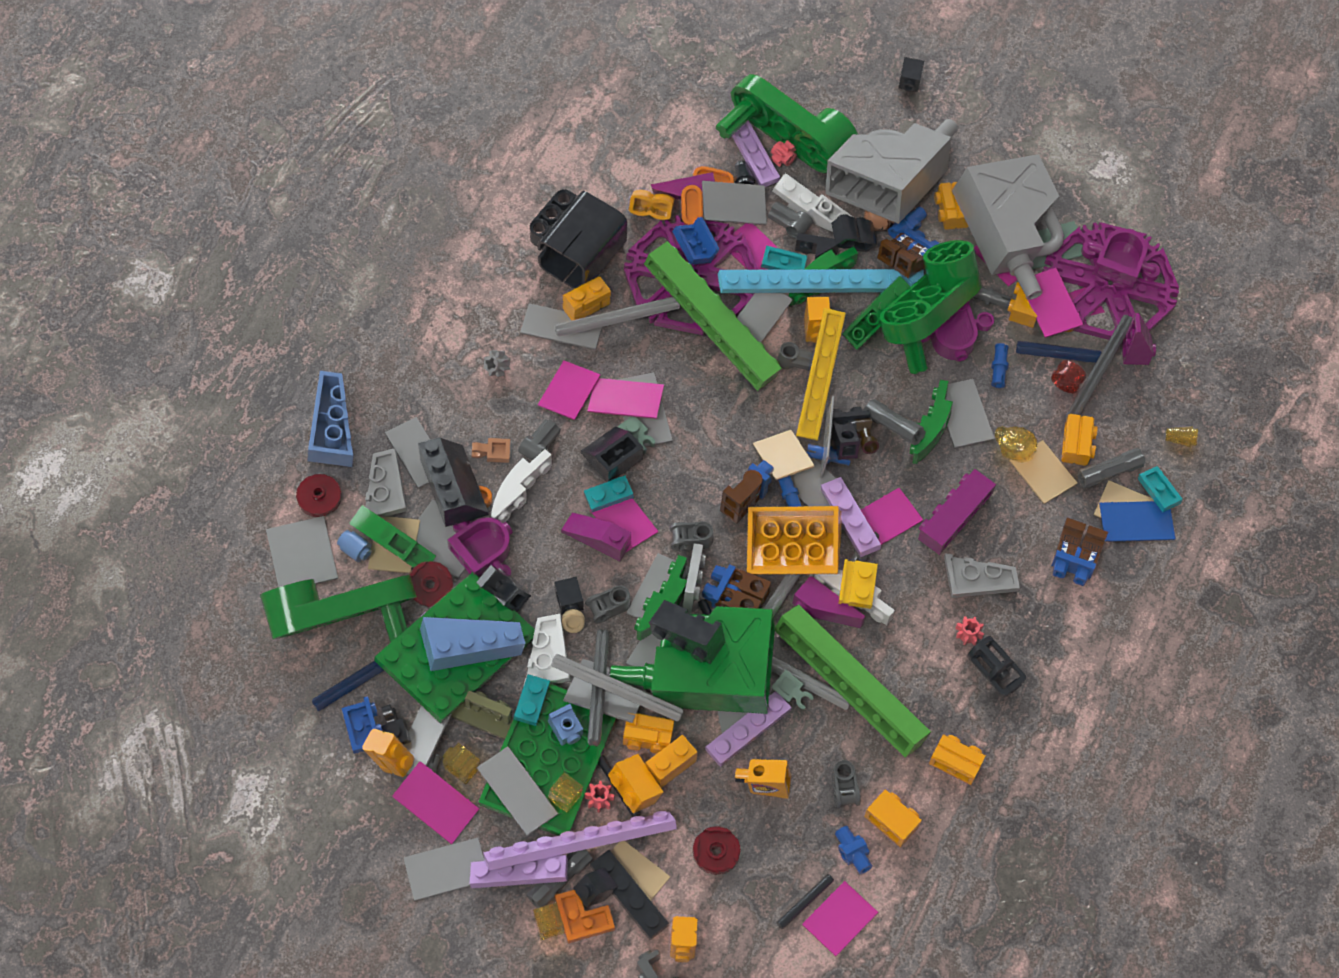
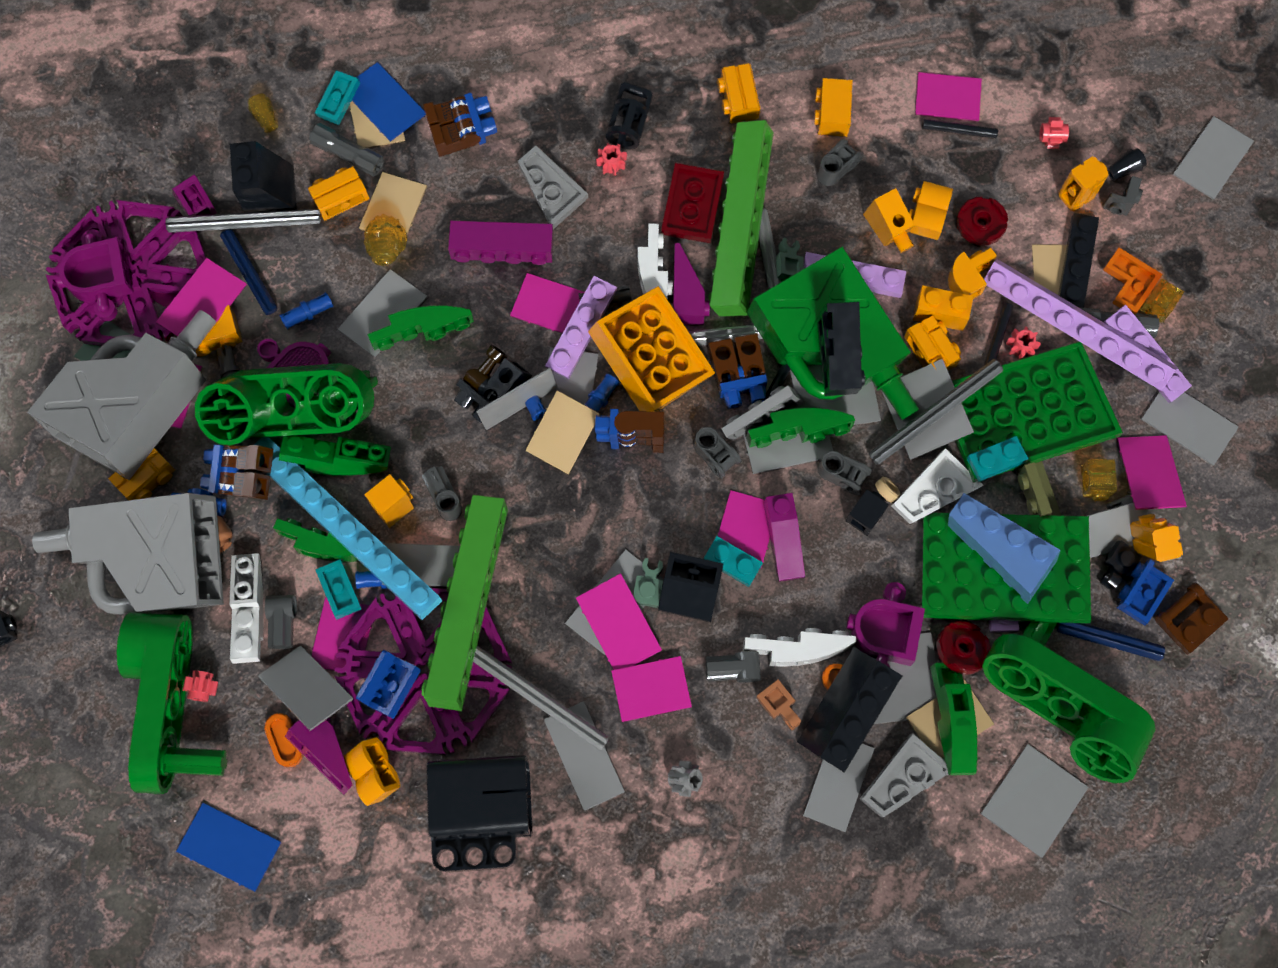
camera: 125 degrees left, 10 degrees up
(311, 744) = (1197, 625): none -> reddish brown plate
(318, 505) = (952, 840): dark red plate -> none
(330, 428) = (893, 885): medium blue wedge -> none
(354, 546) = (990, 750): medium blue brick -> none
(504, 588) = (912, 570): black brick -> none
(517, 790) = (1083, 409): light grey piece -> none
(565, 734) = (993, 416): medium blue brick -> none
(565, 792) = (1054, 362): clear yellow brick -> none
(586, 299) = (540, 747): light orange brick -> none
(595, 887) = (1103, 284): black brick -> none
(617, 687) = (929, 392): light grey axle -> none
(635, 783) = (989, 320): light orange brick -> none
(674, 116) = (228, 847): none -> blue window
(684, 798) = (966, 270): none -> light orange brick
(691, 204) = (344, 724): orange tile -> none
(743, 174) = (260, 707): black cone -> none
(744, 961) = (1054, 133): none -> coral gear
(754, 818) = (930, 209): none -> light orange brick
(755, 156) = (224, 713): lavender plate -> none
(815, 244) = (294, 563): black slope -> none
(820, 374) = (452, 450): yellow tile -> none
(853, 850) = (887, 119): blue axle -> none
(854, 233) = (256, 537): black brick -> none
(858, 584) = (650, 267): yellow plate -> none
(891, 660) = (692, 203): none -> dark red plate
(905, 428) = (449, 370): dark grey axle -> none
(1069, 376) = (274, 240): clear red wheel -> none
(1120, 393) = (261, 178): none -> black slope

